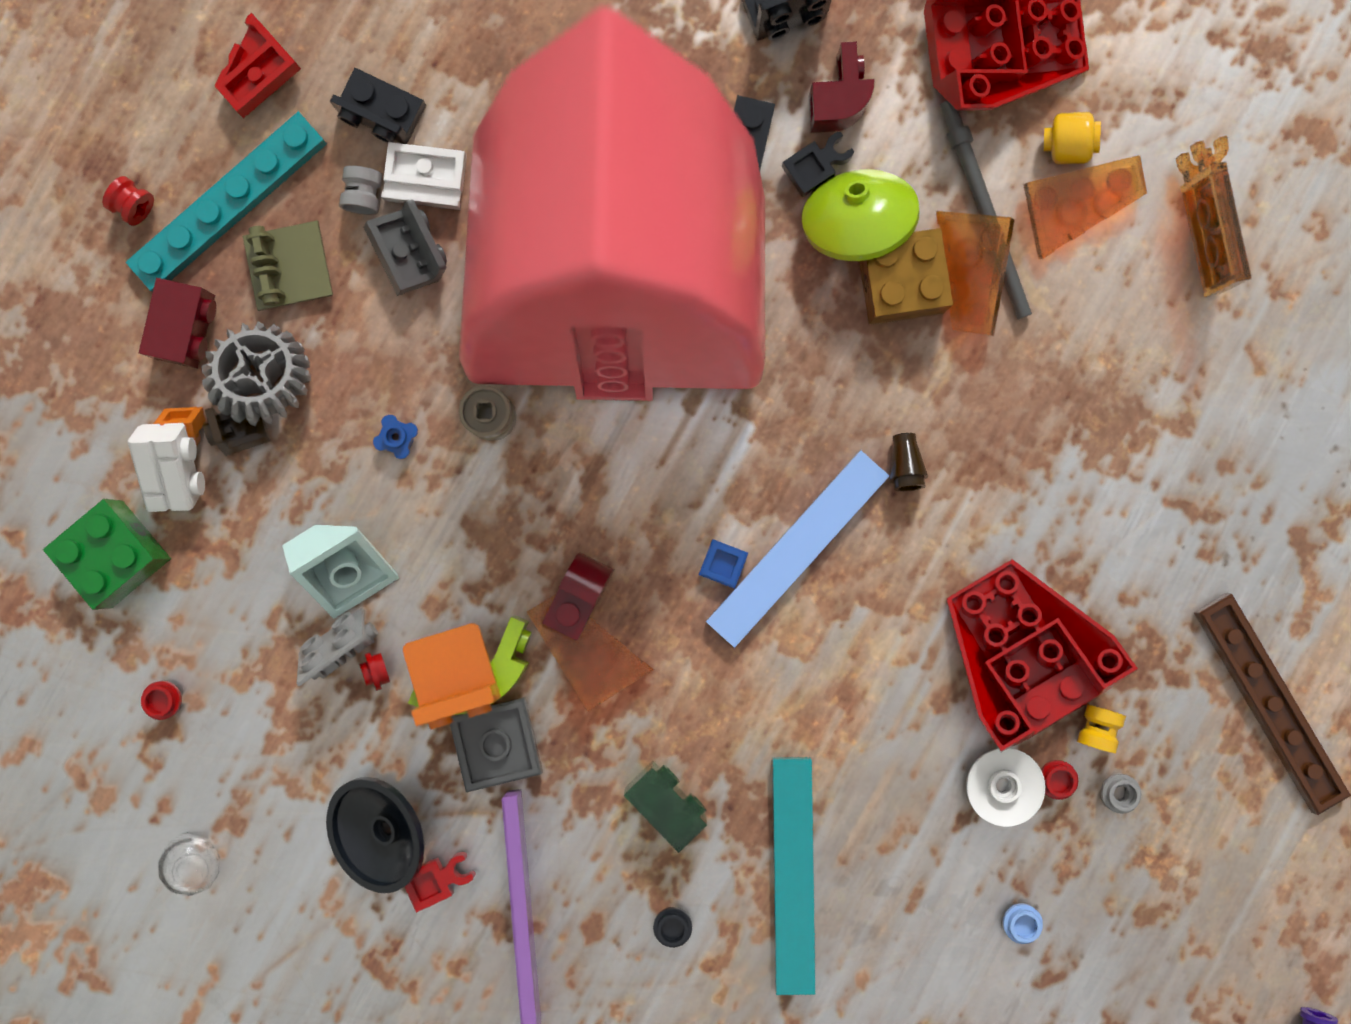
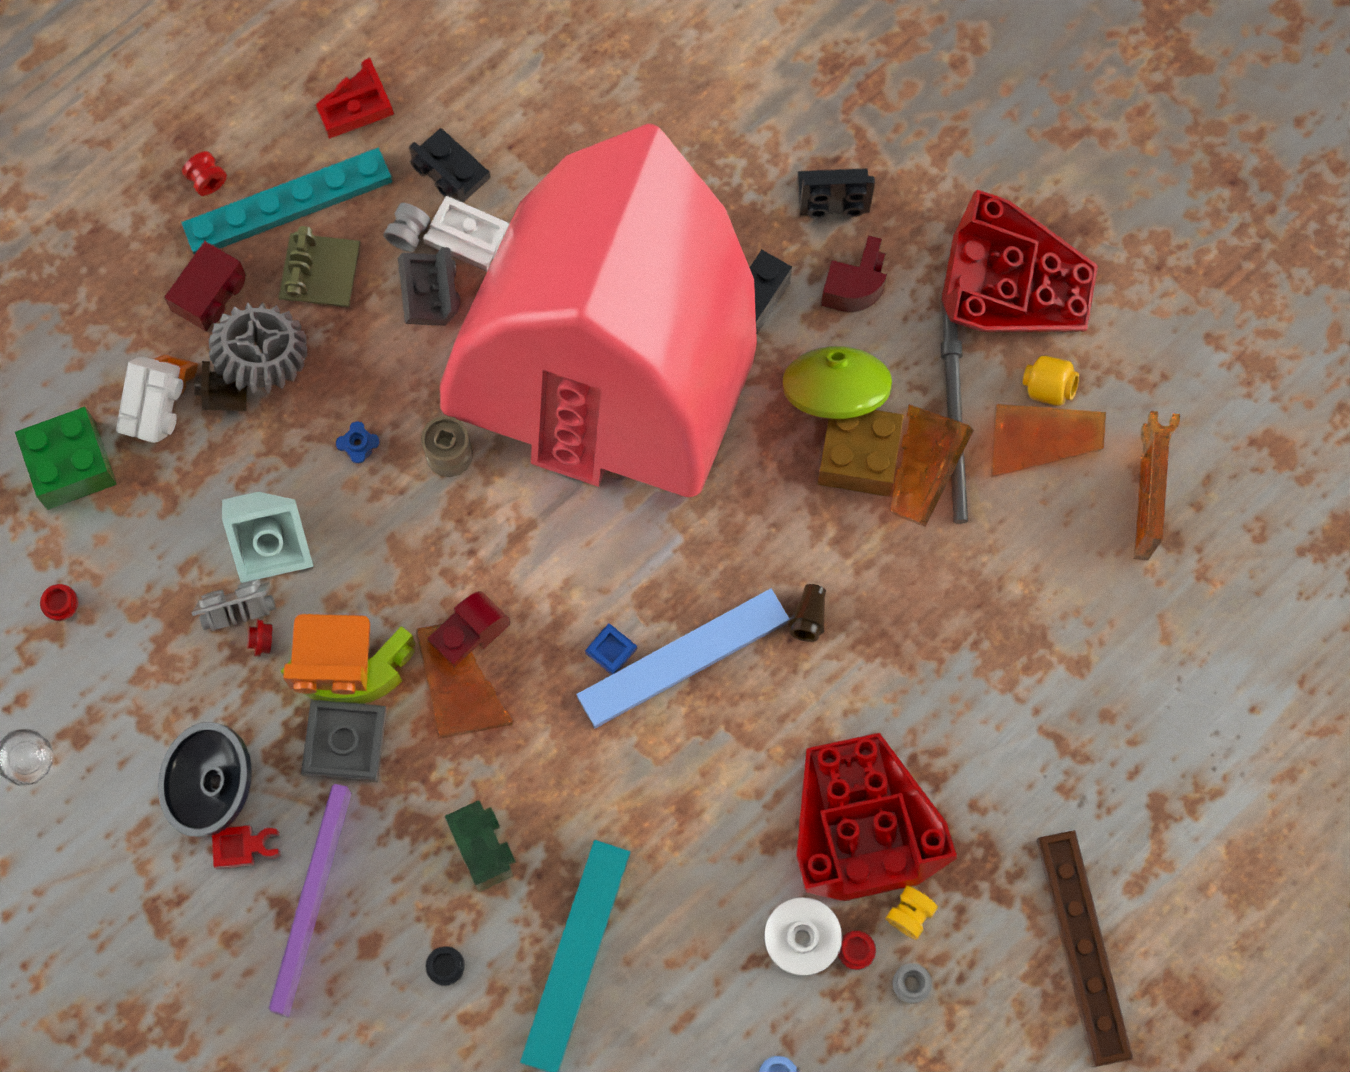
camera: 15 degrees right, 15 degrees down
(813, 166) = (812, 332): black plate -> none

